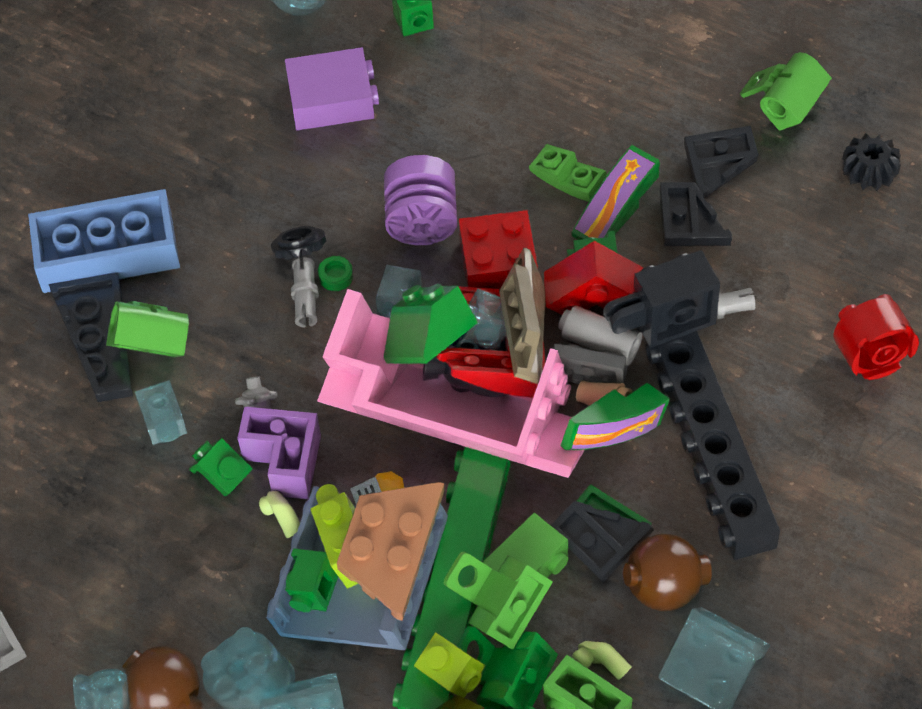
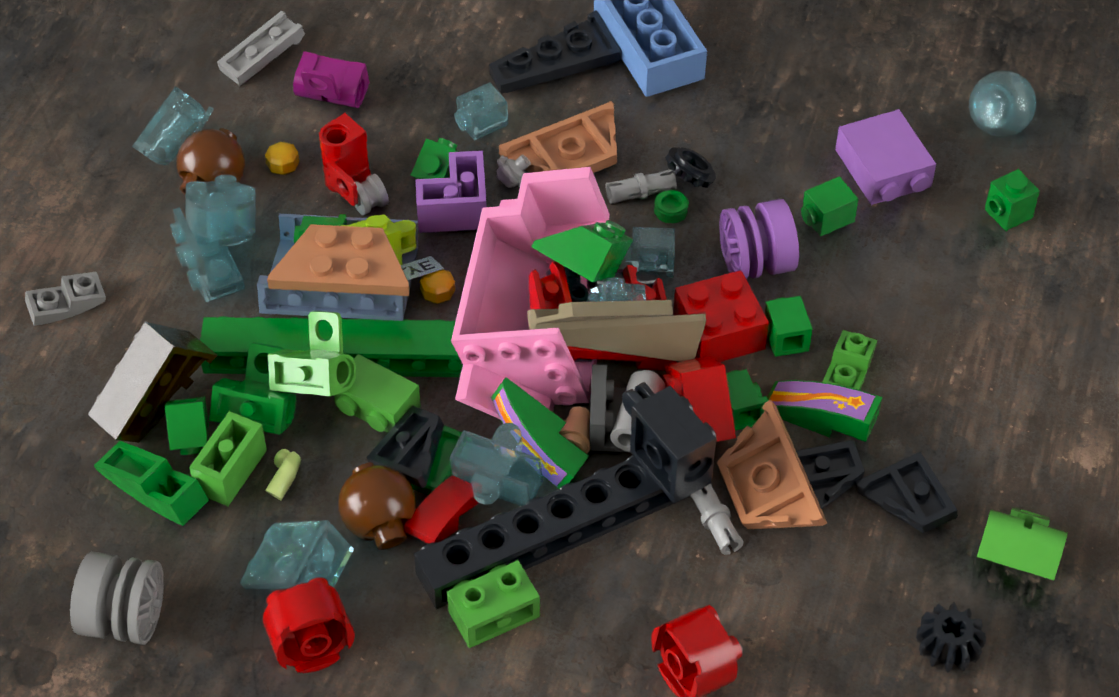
camera: 75 degrees right, 5 degrees down
(67, 552) = (331, 80): none -> magenta piece
(148, 329) = (559, 76): bright green piece -> none
(162, 619) = (282, 158): none -> yellow tile
(200, 548) = (344, 156): none -> red piece
(234, 343) = (569, 144): none -> nougat wing
(249, 535) = (371, 194): none -> light grey wheel
(285, 514) = (402, 208): yellowish green arm -> none
(384, 140) = (829, 206): none -> green brick
(450, 666) = (237, 340): lime bracket -> none
(520, 196) = (788, 326): none -> green brick
(642, 464) = (497, 466): none -> clear light blue piece
(676, 516) = (440, 511): none -> red slope
(719, 237) = (768, 477): none -> nougat wing
(791, 491) = (493, 603): none -> bright green brick
(803, 645) = (307, 625): none -> red brick

